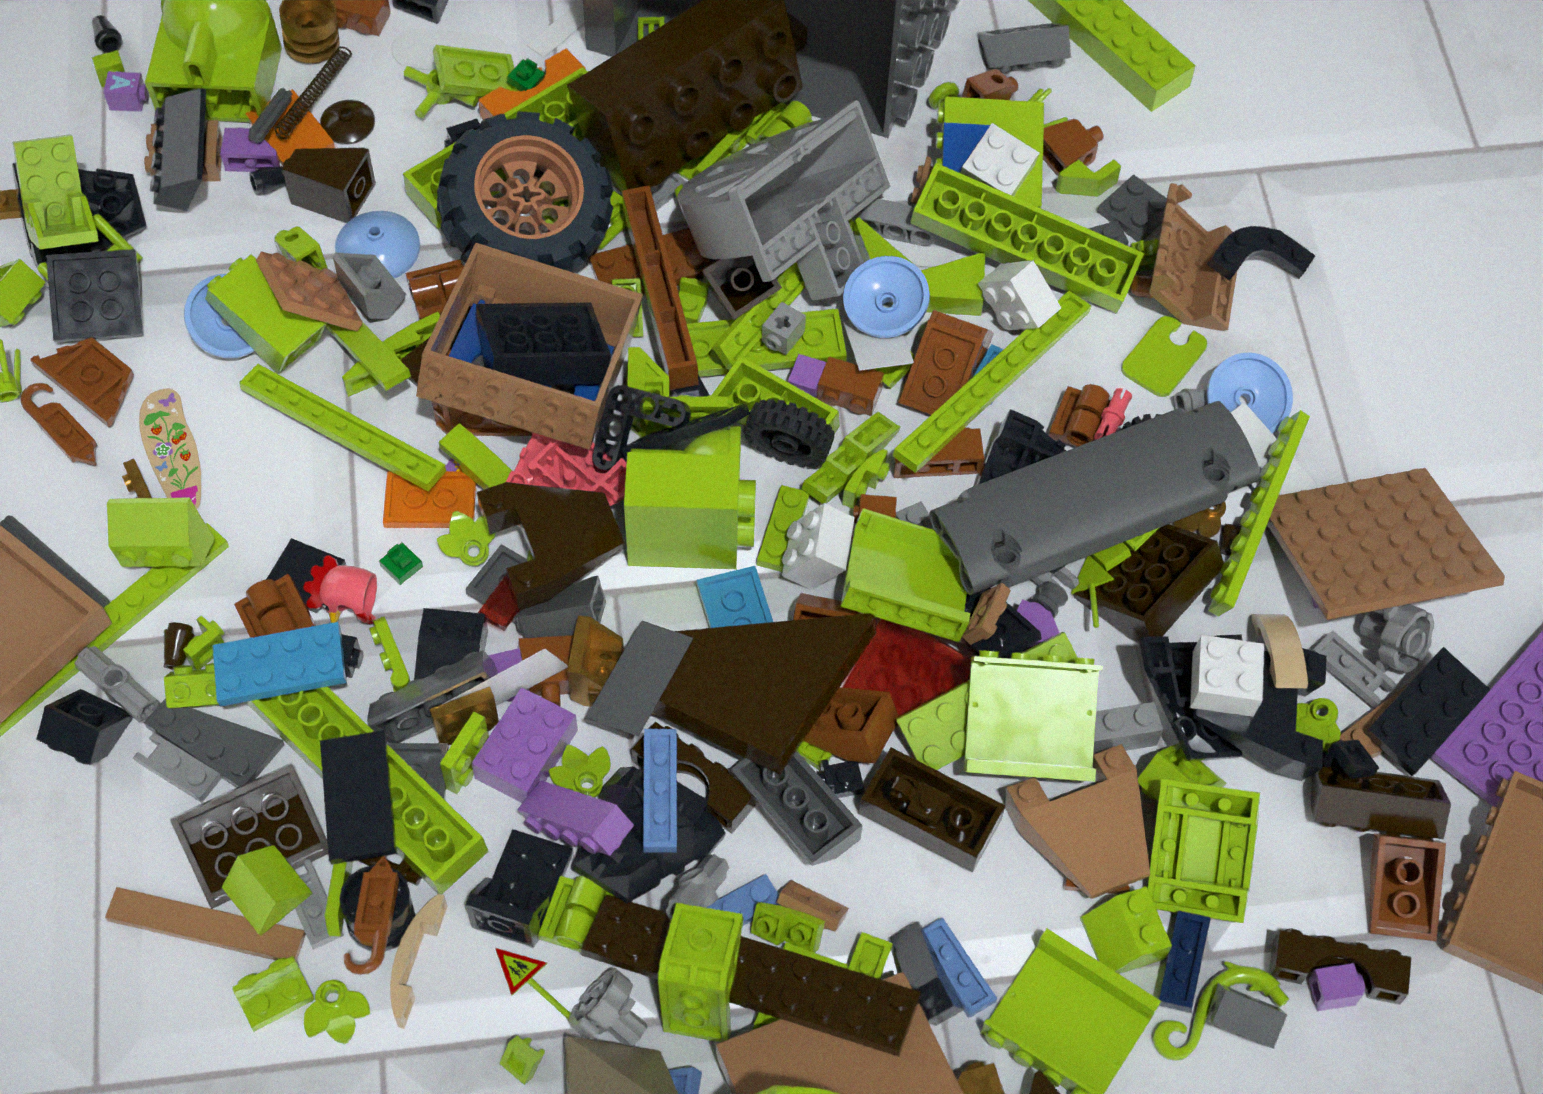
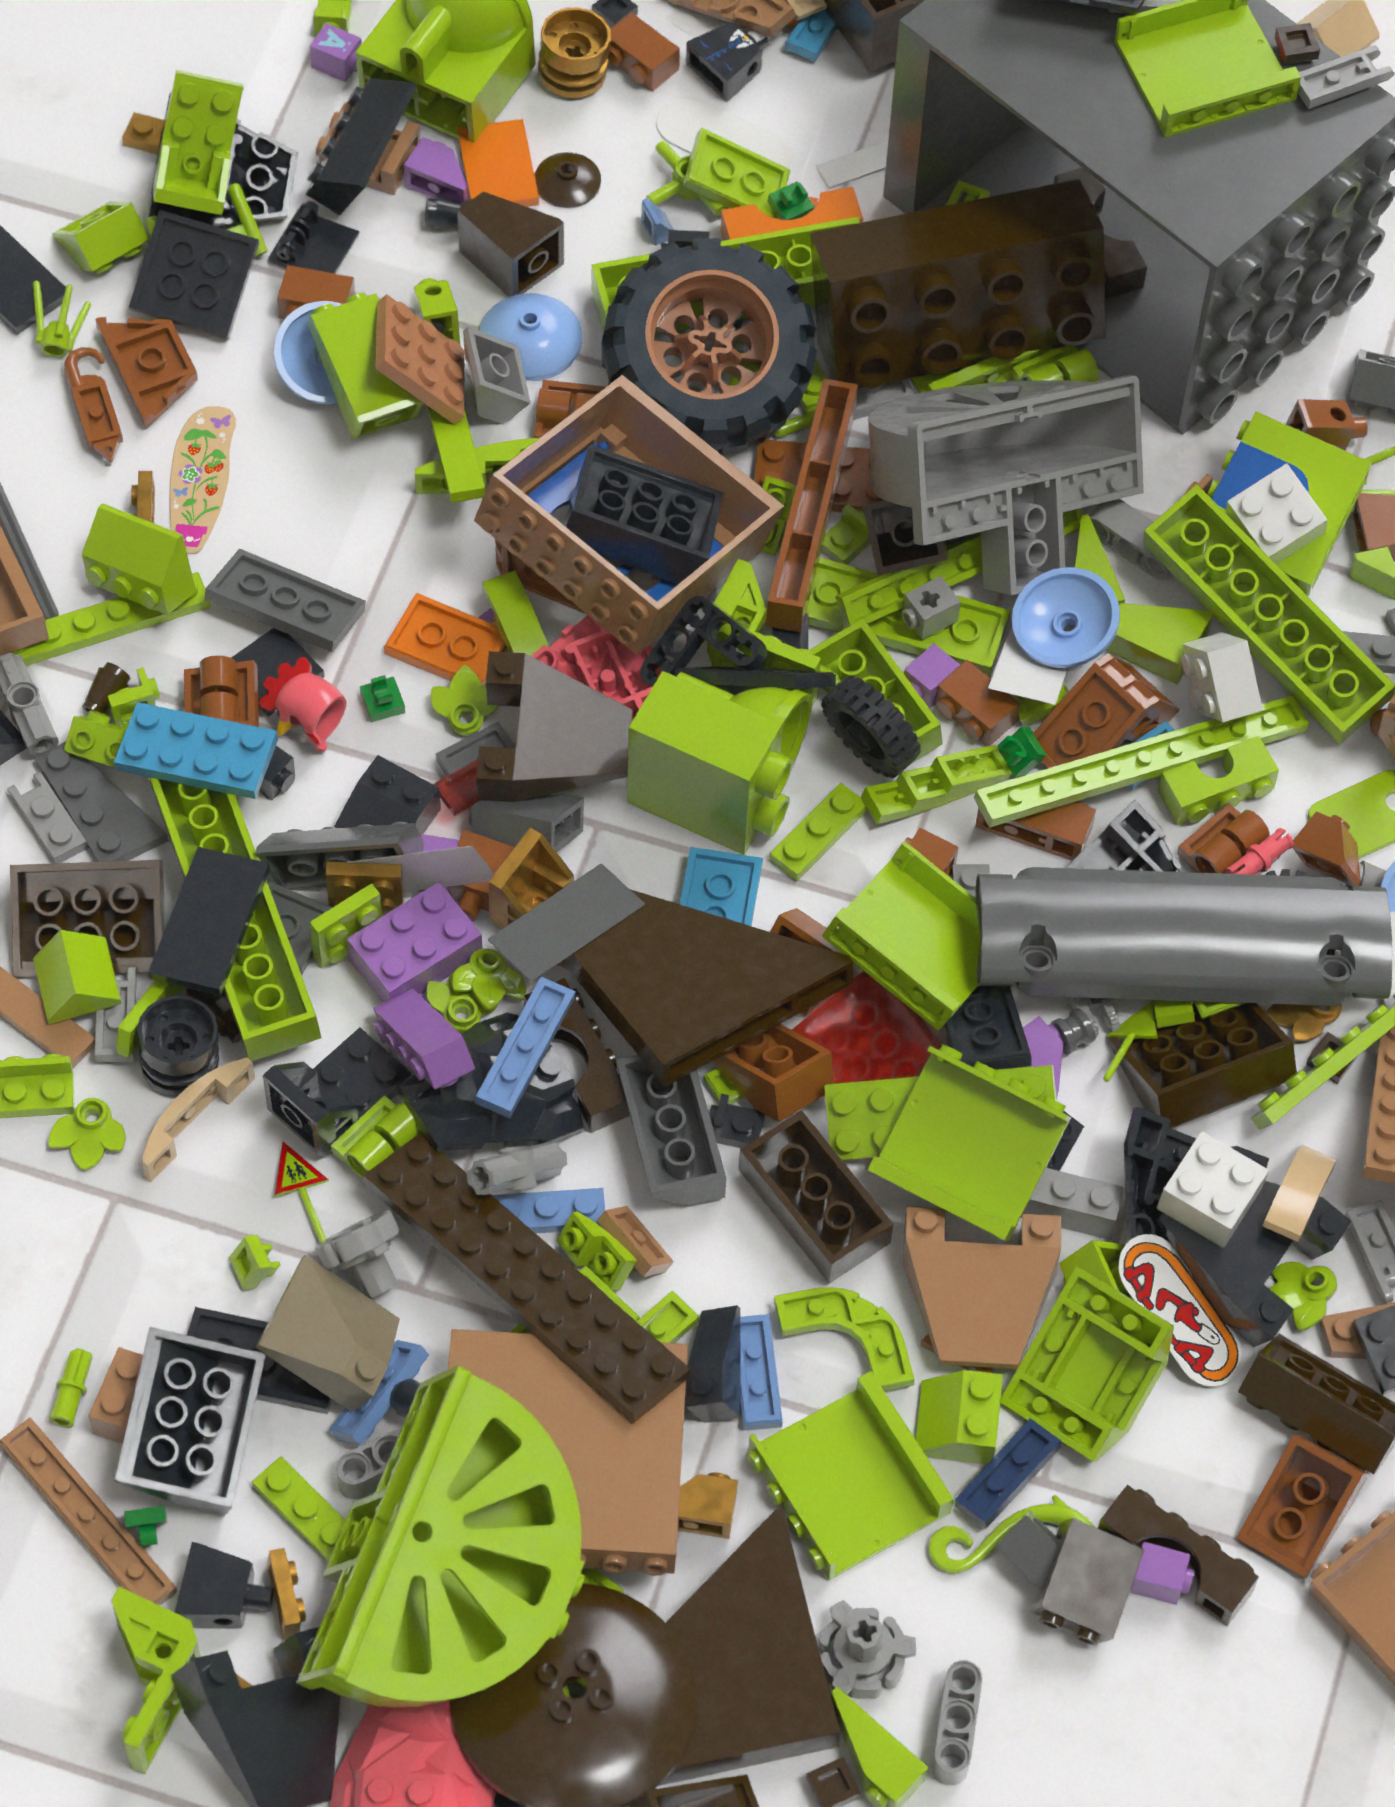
camera: 25 degrees right, 0 degrees up
(176, 239) = (313, 241): none -> black hinge
(189, 271) = (307, 286): none -> dark orange brick
(270, 115) = (479, 140): dark grey axle -> none
(288, 517) = (285, 600): none -> dark grey plate
(310, 86) = (540, 131): dark brown piece -> none
(343, 427) = (390, 525): lime plate -> none
(374, 915) = (166, 1045): dark orange plate -> none
(391, 656) = (322, 793): lime plate -> none
(430, 128) = (655, 222): none -> medium blue slope
(595, 750) = (490, 981): none -> lime plate
(699, 972) = (467, 1245): lime bracket -> none
(818, 546) = (838, 863): white brick -> none
(866, 476) = (945, 808): lime slope -> none
(901, 408) = (1021, 751): none -> green tile
(924, 802) = (802, 1181): dark brown plate -> none
(931, 256) = (1152, 590): white sticker -> none
(944, 90) = (1274, 406): lime piece -> none
(986, 614) = (990, 1007): medium nougat plate -> none
(1012, 890) = (847, 1312): none -> lime plate
(1038, 389) = (1194, 795): none -> lime arch
(1157, 390) = (1329, 848): none -> dark orange slope
(1225, 765) = (1165, 1286): none -> sticker
(1294, 1020) = (1088, 1582): none -> panel
(1352, 758) = (1316, 1343): black bracket -> none

